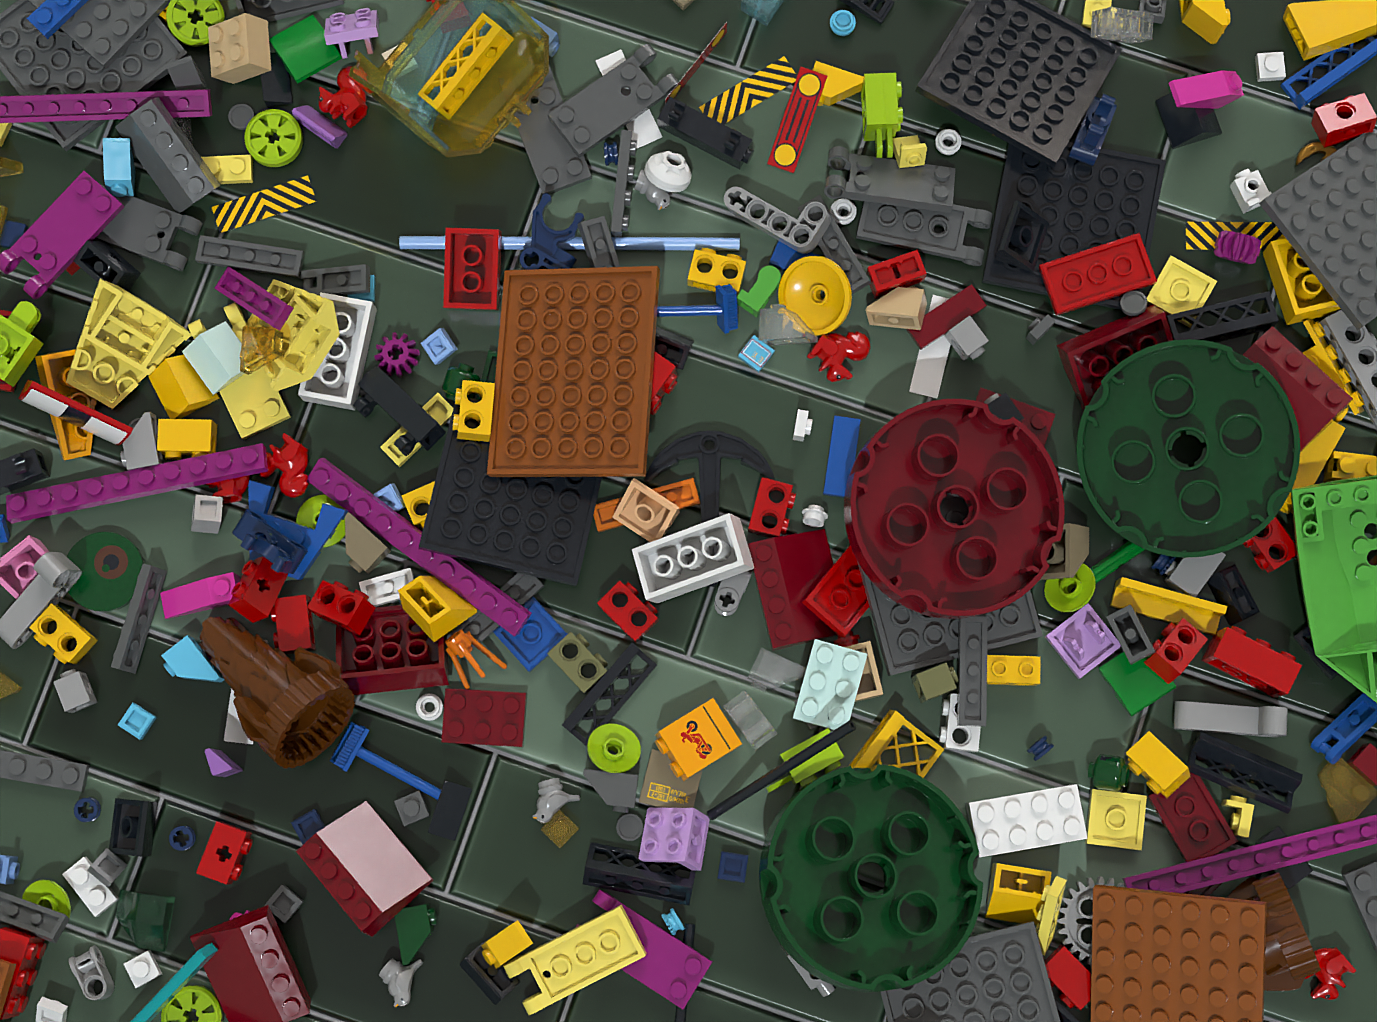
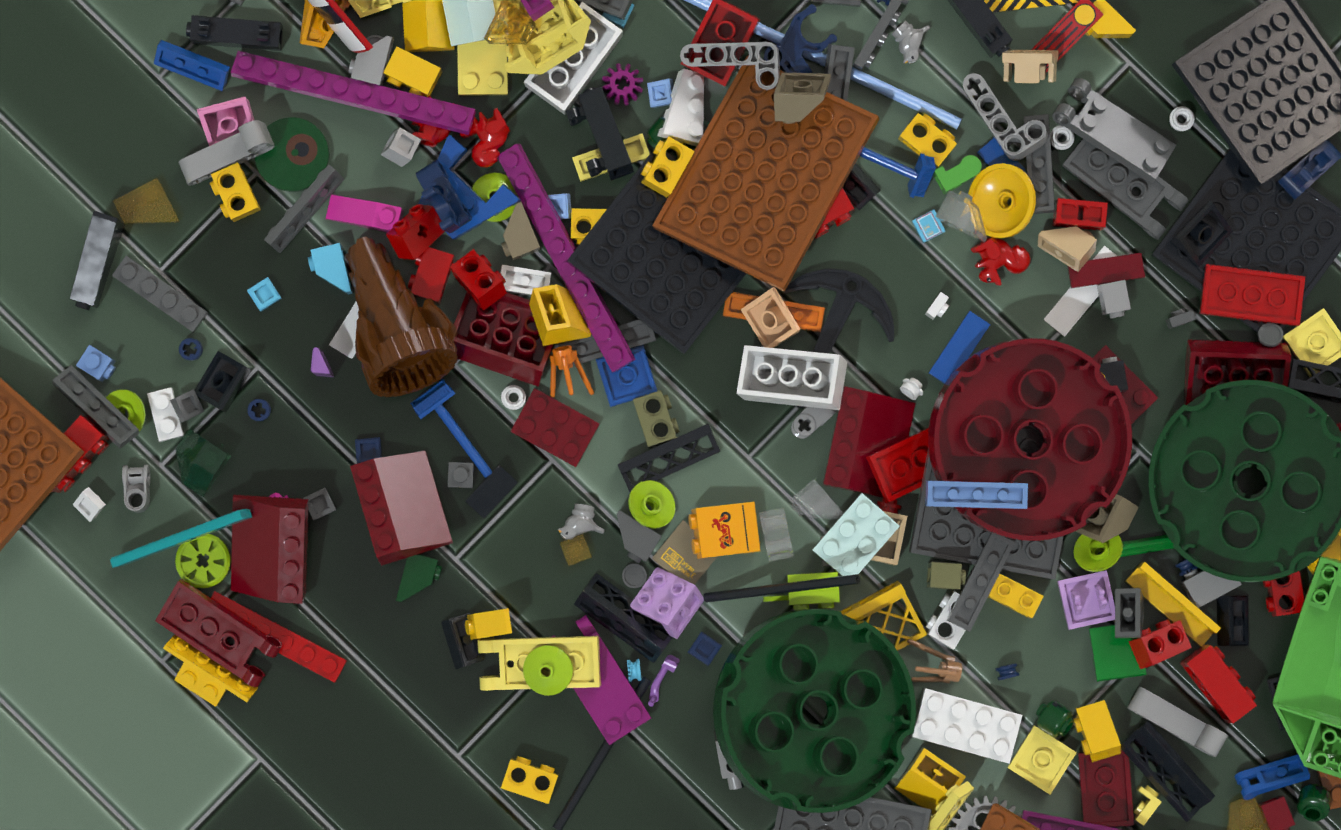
camera: 20 degrees right, 5 degrees up
(74, 691) = (224, 245): light grey brick -> none
(143, 969) = (179, 503): white plate -> none
(213, 863) = (276, 442): red brick -> none
(399, 980) = (386, 611): light grey animal -> none
(469, 349) = (686, 111): none -> white wing
(488, 280) = (730, 58): none -> light grey beam
(570, 282) = (798, 95): none -> dark tan slope
(594, 952) = (559, 665): none -> lime dish
(623, 615) = (711, 397): red brick -> none
(668, 176) = (923, 36): white piece -> none
(705, 898) = (670, 664): none -> medium lavender piece
(765, 507) = (873, 361): red brick -> none
(780, 155) = (1030, 65): none -> tan panel
(880, 110) = (1134, 66): lime brick -> none
(909, 151) = (1143, 112): light yellow bracket -> none
(929, 586) = (976, 494): none -> medium blue plate
(981, 775) = (947, 670): none -> medium nougat plant

